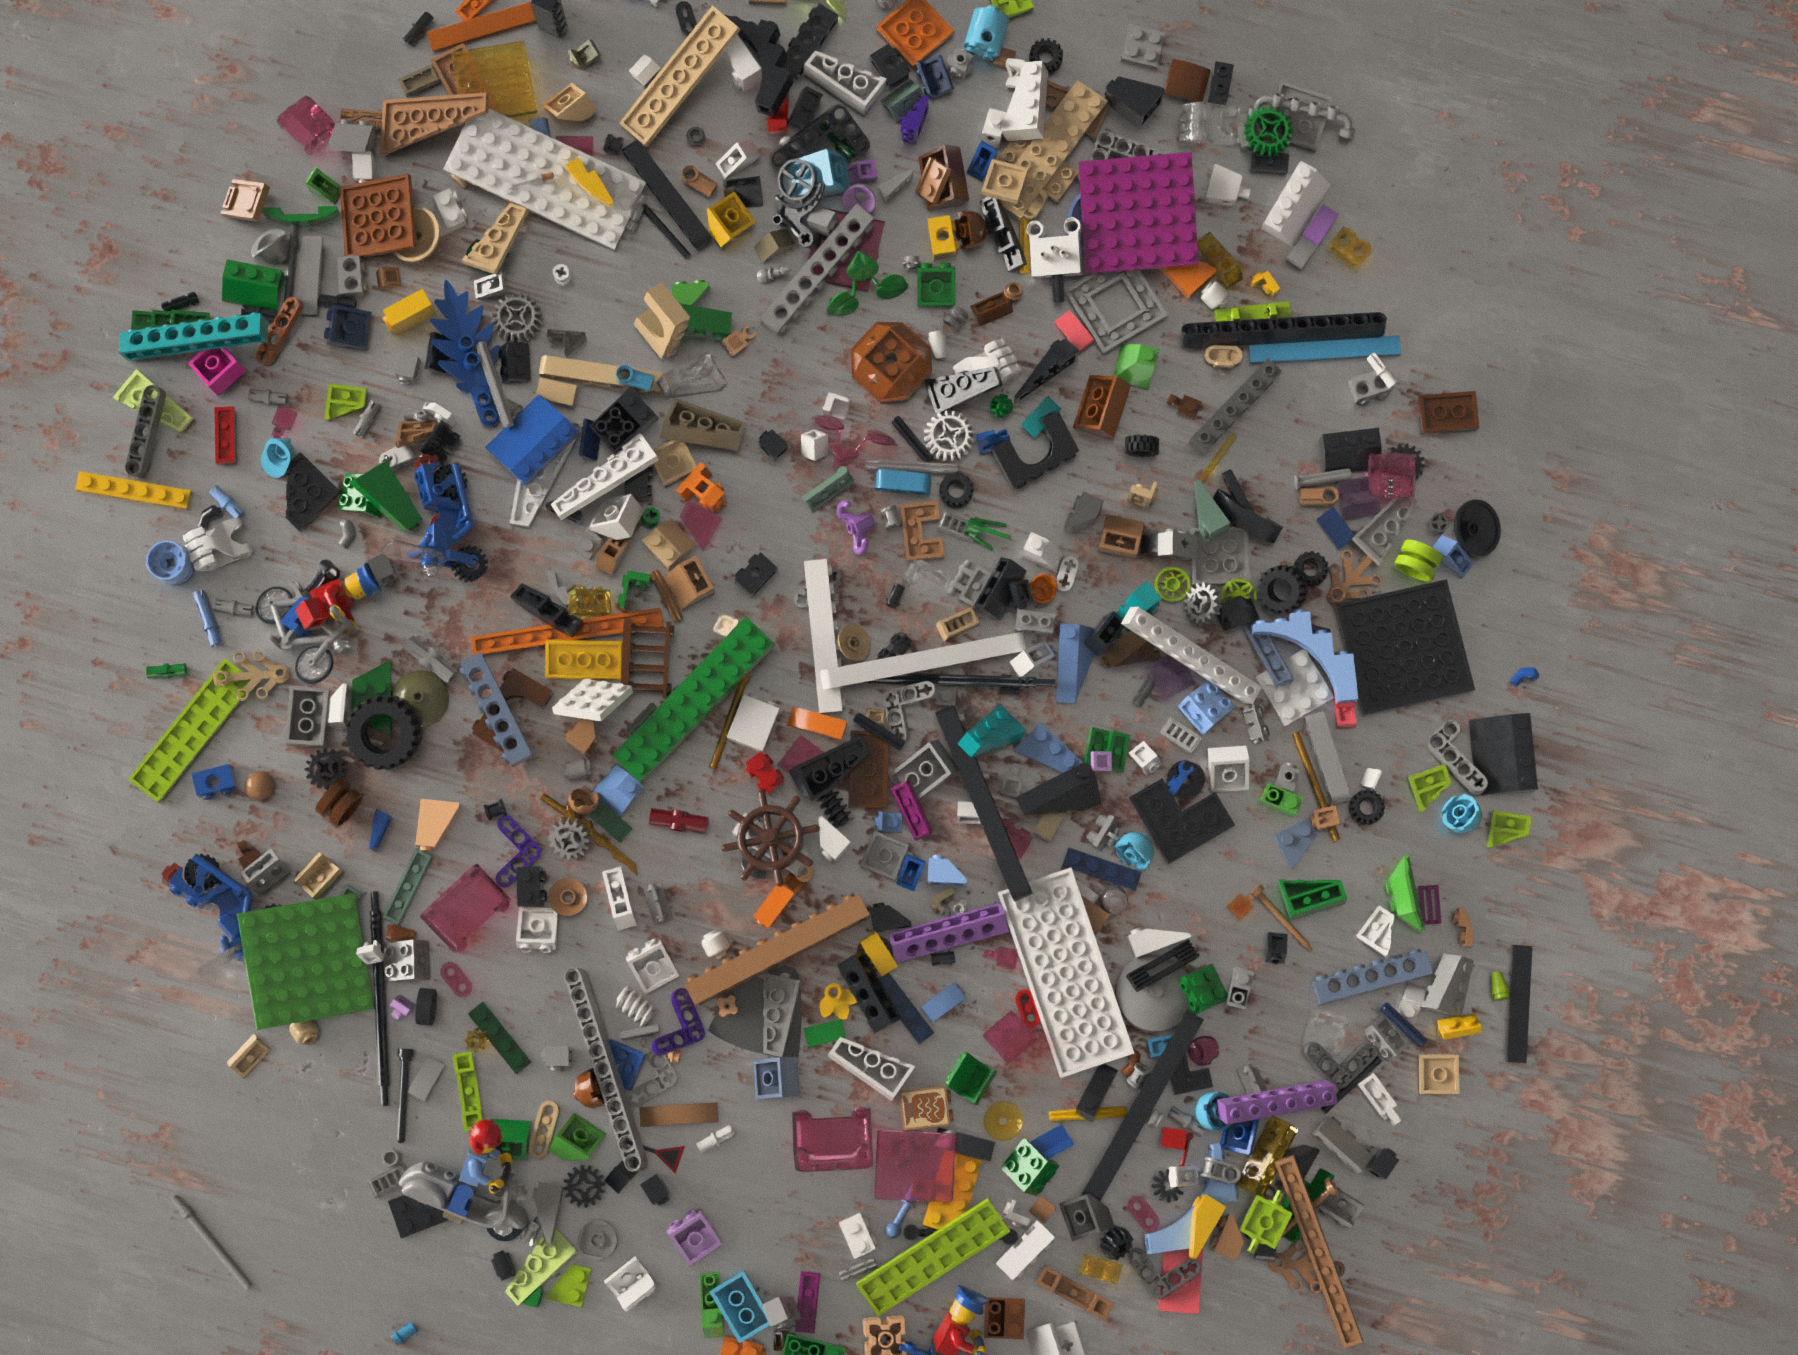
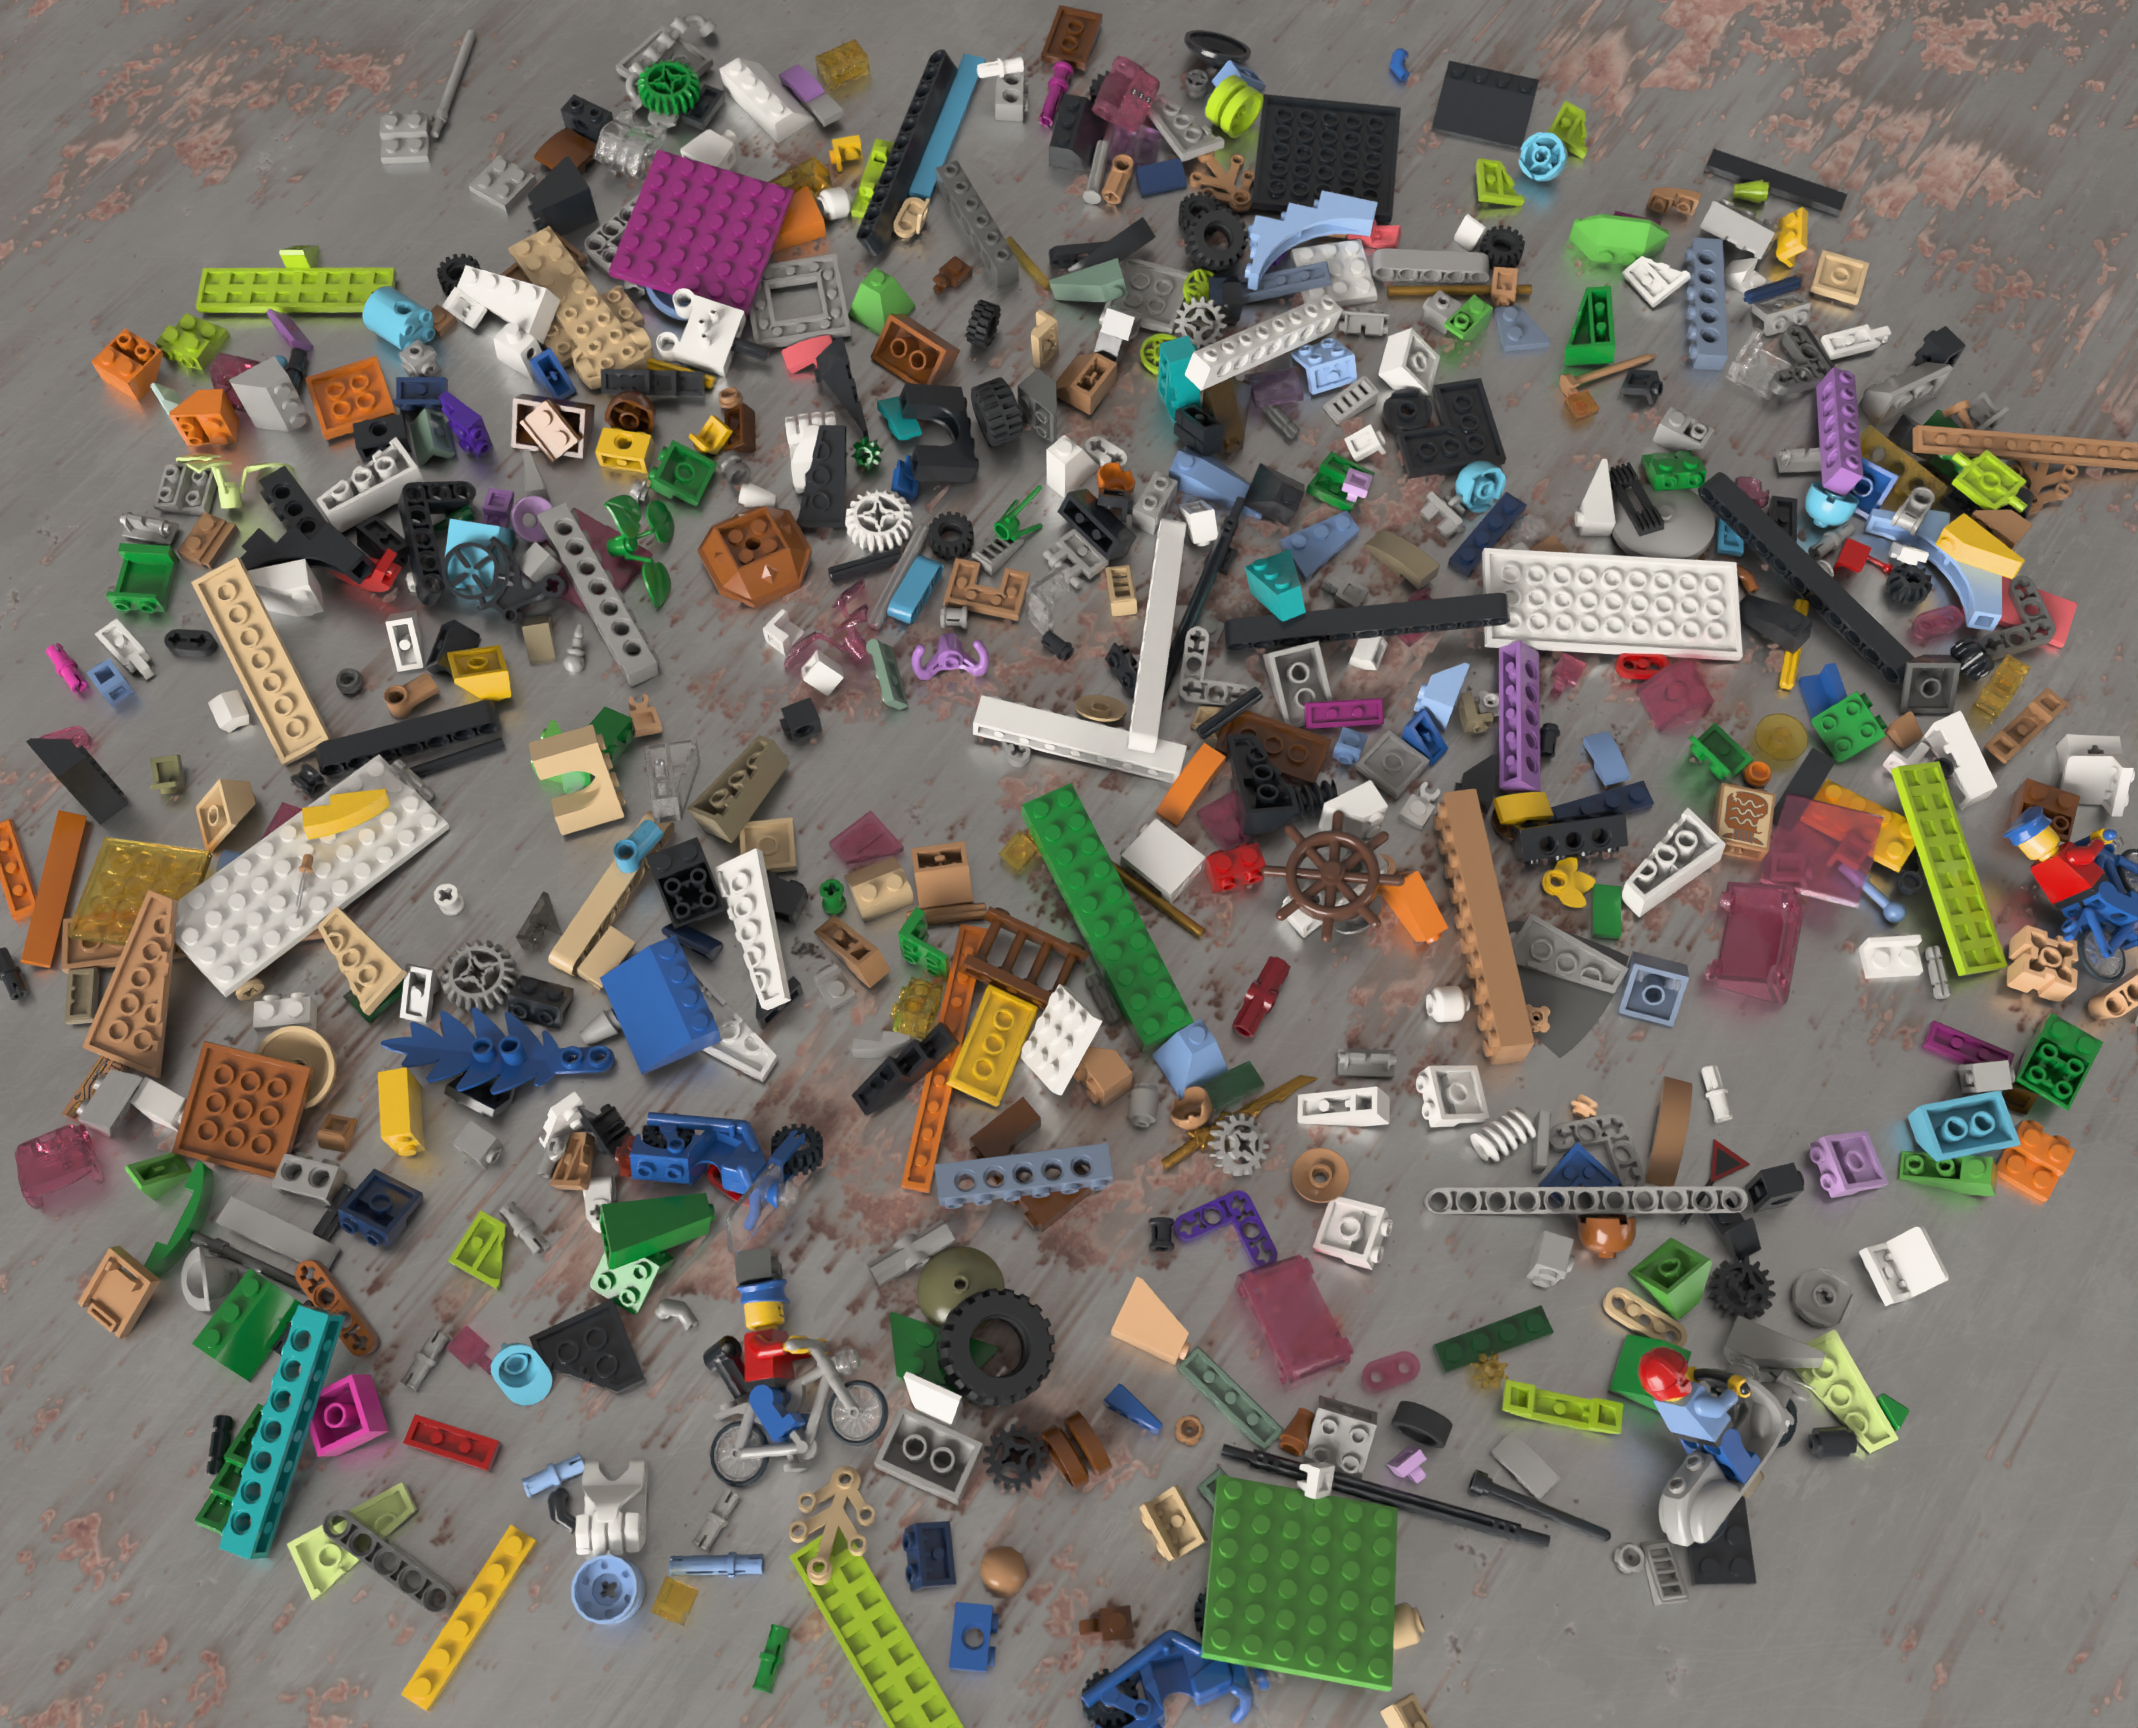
camera: 70 degrees left, 15 degrees down
(178, 602) = (674, 1601): none -> clear yellow panel
(253, 739) = (929, 1555): none -> dark blue bracket
(265, 872) = (1141, 1603): light grey brick -> none
(312, 613) = (781, 1385): red panel -> none
(374, 868) = (1192, 1422): none -> medium nougat plate
(404, 1333) = (1902, 1626): dark azure pin -> none
(494, 384) = (561, 1029): light grey axle -> none
(530, 886) = (1289, 1220): black bracket -> none
(571, 1286) = (1880, 1356): lime wing -> none
(617, 517) = (815, 934): white slope -> none
(685, 1032) = (1556, 1078): dark purple beam -> none
(711, 498) = (812, 830): orange tile -> none
(765, 569) = (974, 802): black brick -> none
(857, 884) = (1419, 809): none -> white plate
(969, 1111) = (1757, 774): none -> orange plate
(974, 291) = (711, 437): none -> yellow bracket
(1004, 181) = (592, 350): tan plate -> none
(1064, 484) = (997, 411): none -> black tyre
(1071, 790) = (1384, 533): black wedge -> none
(1076, 705) = (1274, 494): none -> black slope
(1138, 1075) = (1763, 570): light grey bush -> none
(1176, 782) = (1411, 411): blue plate -> none
(1395, 418) = (1057, 87): none -> magenta pin
(1460, 761) = (1461, 155): light grey beam -> none

